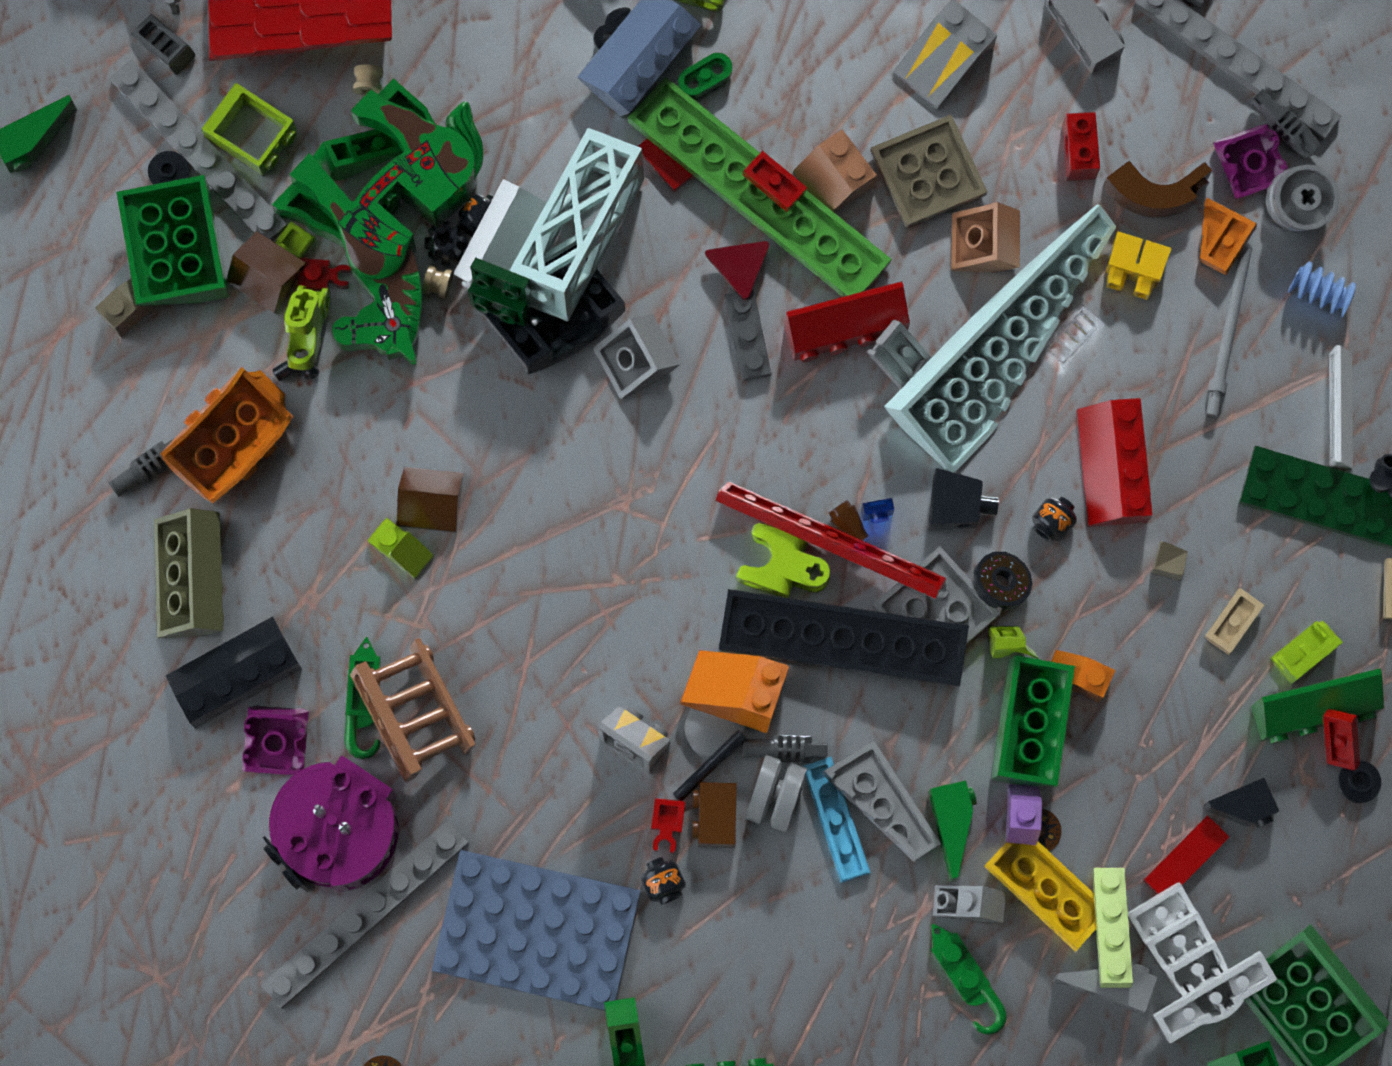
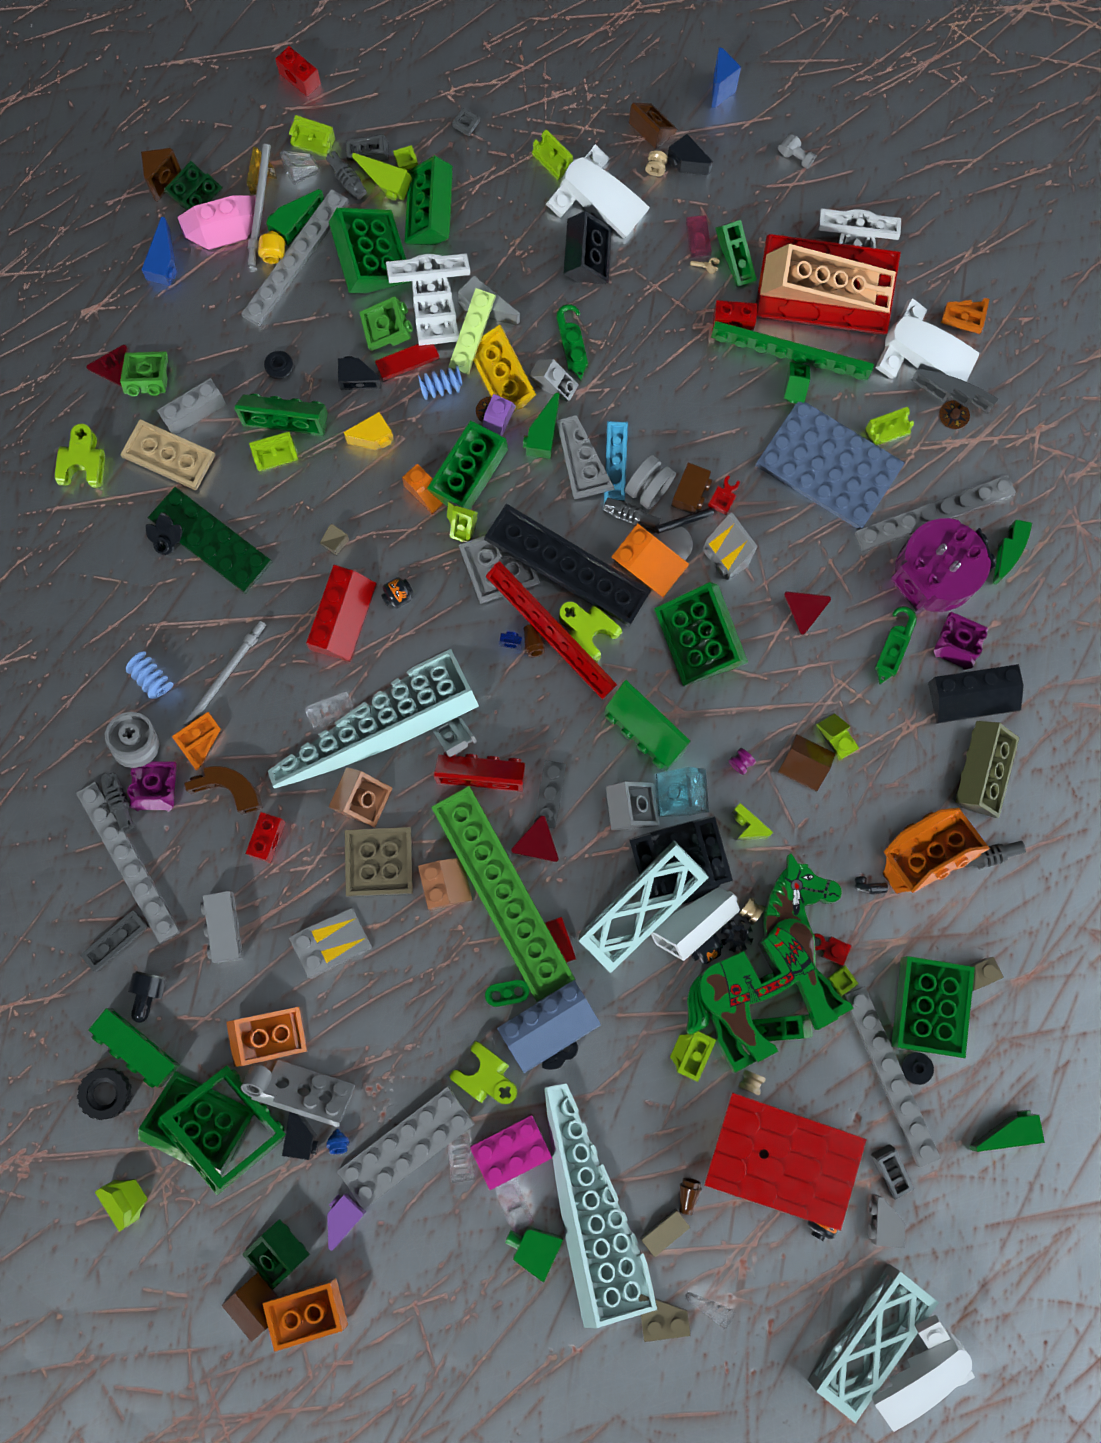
camera: 160 degrees left, 0 degrees up
(228, 110) = (865, 1094): lime window -> none
(243, 893) = (1011, 548): none -> green slope
(264, 271) = (870, 965): reddish brown slope -> none
(304, 323) = (857, 912): lime piece -> none
(395, 733) = (885, 629): nougat fence -> none
(451, 84) = (692, 1054): none -> lime slope
(468, 384) = (755, 828): none -> lime slope
(470, 1015) = (889, 426): none -> lime hinge
(499, 292) = (724, 878): dark green slope -> none
(501, 702) = (806, 608): none -> dark red piece
(515, 464) = (742, 761): none -> magenta wheel
(578, 396) = (682, 792): none -> clear light blue slope
(628, 614) = (701, 634): none -> green slope
(655, 456) = (646, 726): none -> green slope
(663, 881) = (740, 462): black head -> none
(774, 181) = (490, 890): red plate -> none
(958, 501) = (456, 626): black torso -> none
(1013, 570) = (437, 565): tile -> none
(1123, 264) = (263, 742): yellow hips -> none
(1123, 834) = (440, 383): none -> light blue piece
(1185, 727) = (370, 433): none -> yellow slope
(1234, 621) = (310, 486): tan plate -> none
(1237, 896) = (386, 323): none -> bright green plate
(1340, 408) = (176, 596): white slope -> none
(1341, 739) = (278, 385): red plate -> none

